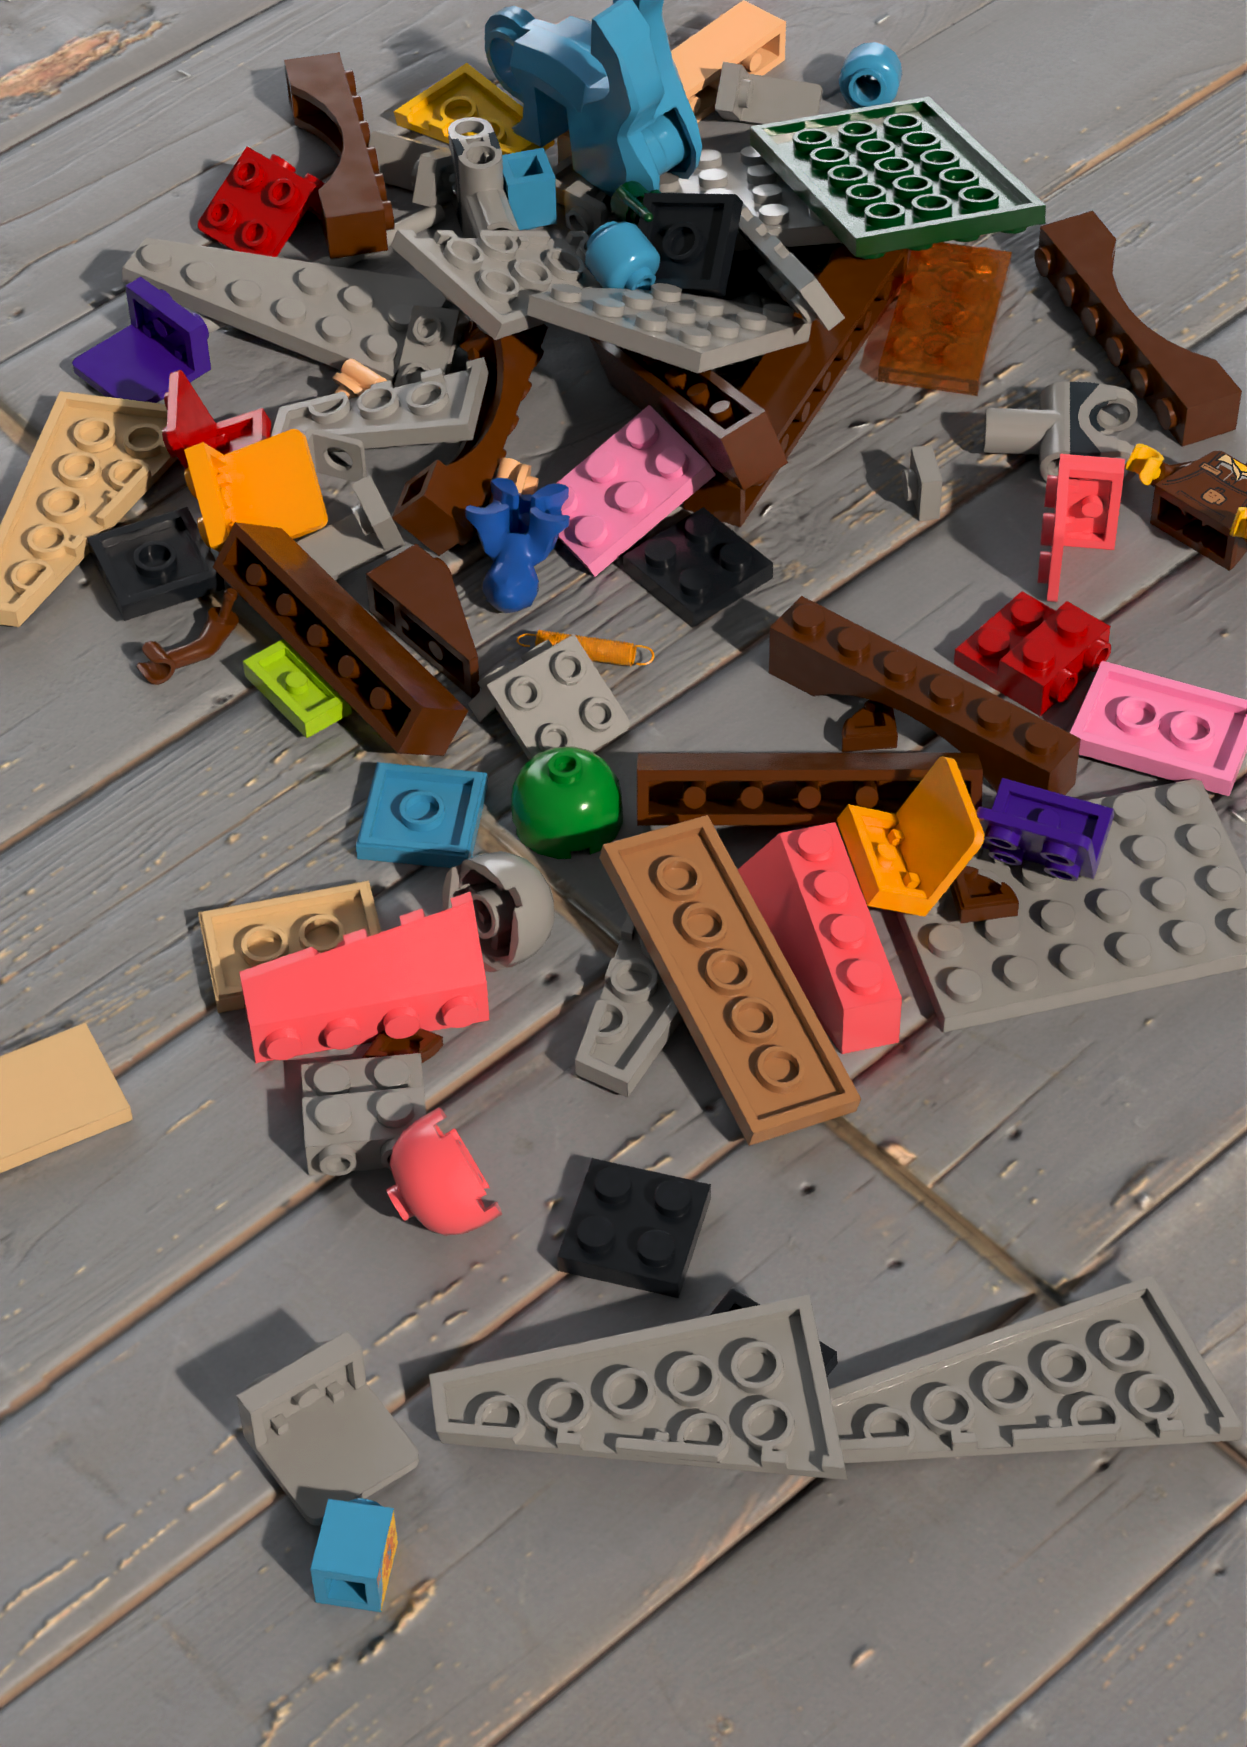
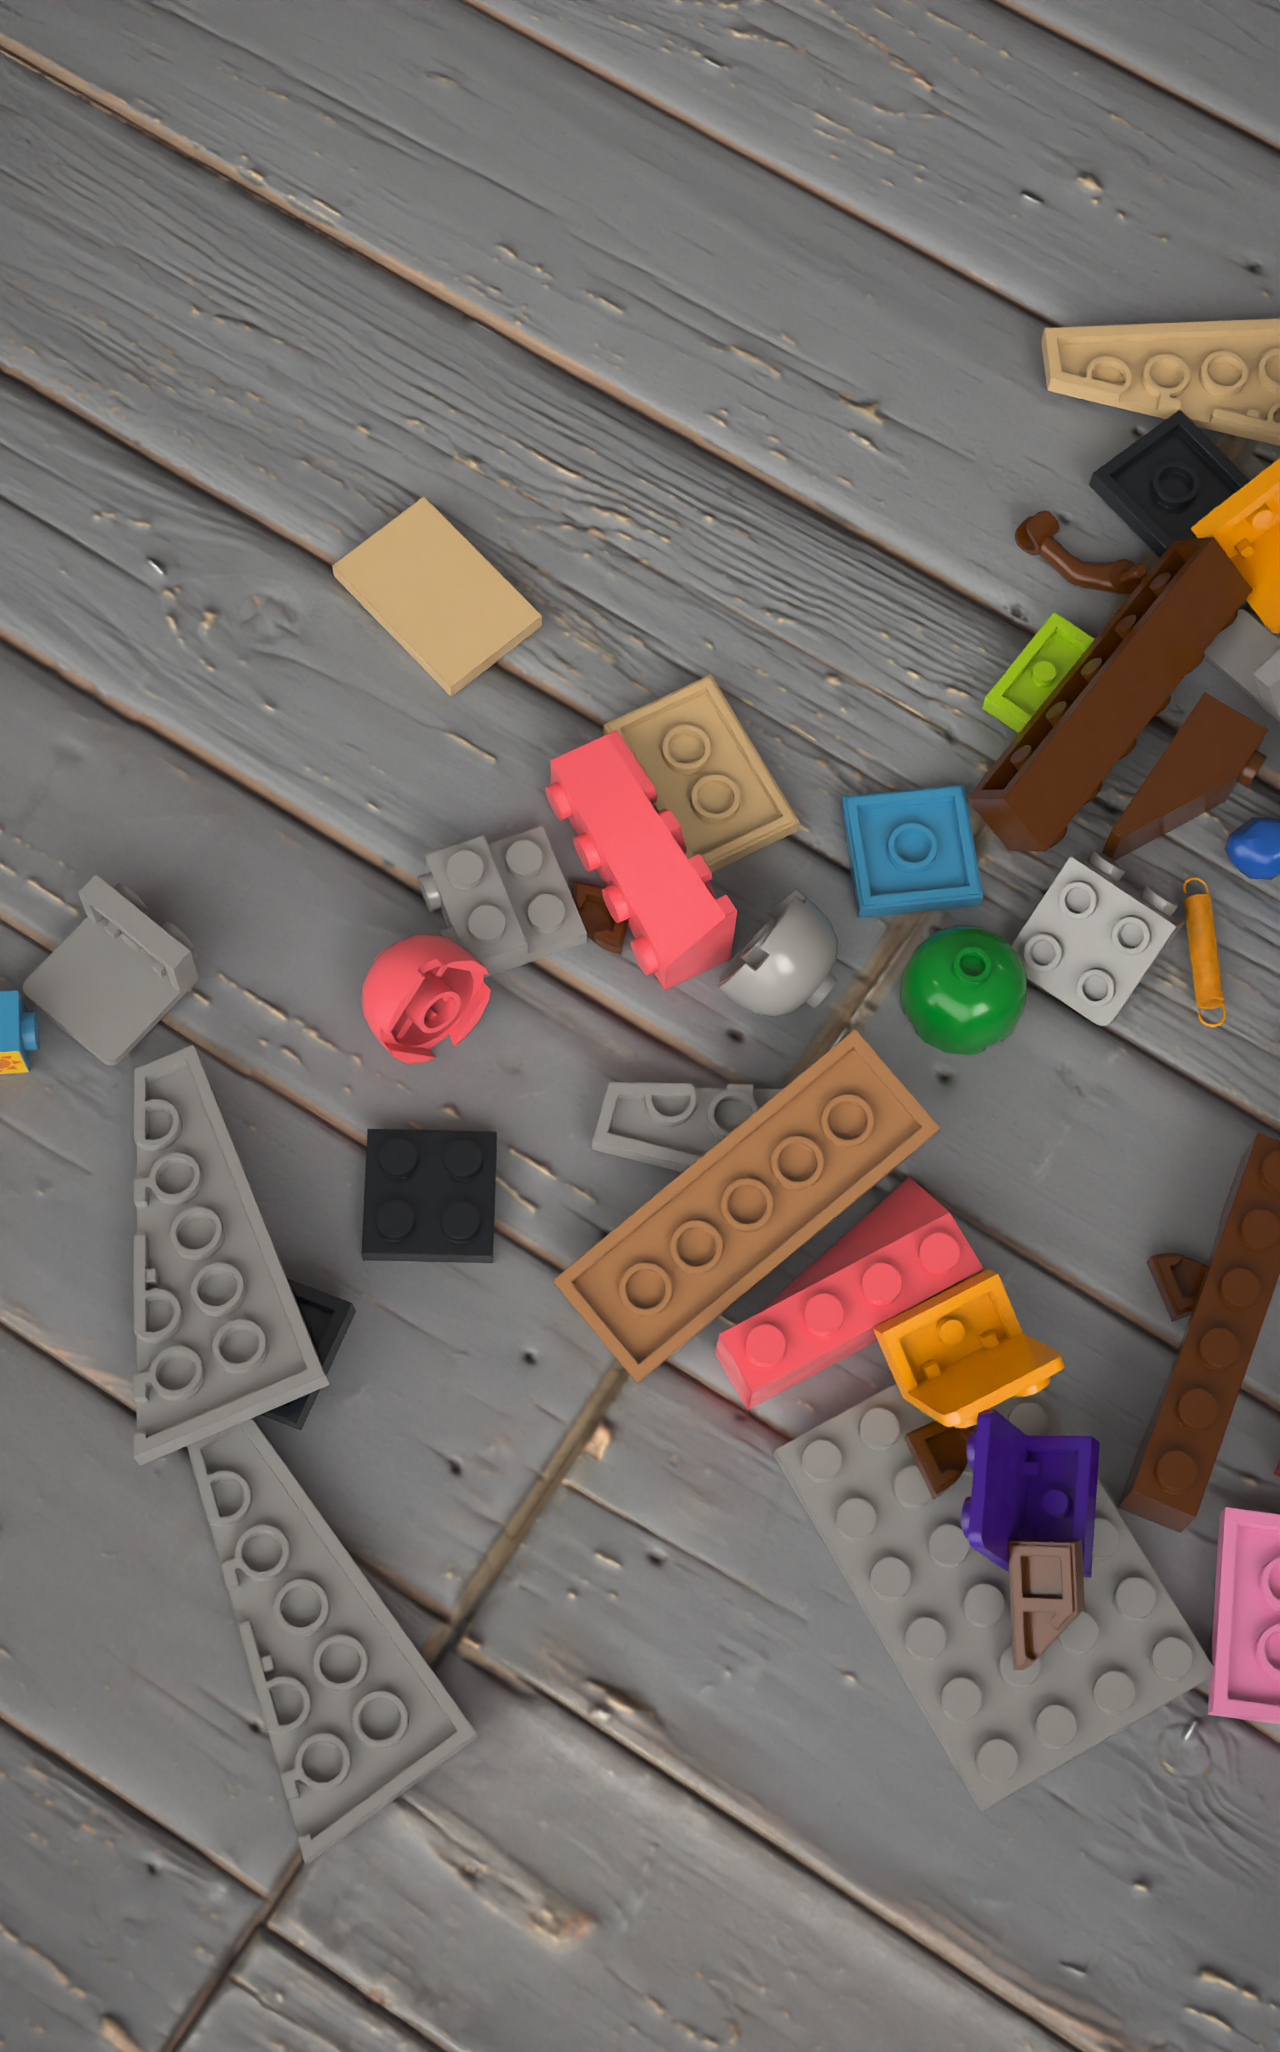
camera: 70 degrees right, 20 degrees up
(783, 785) = (1046, 1232): reddish brown brick -> none
(1126, 842) = (1043, 1593): none -> reddish brown tile

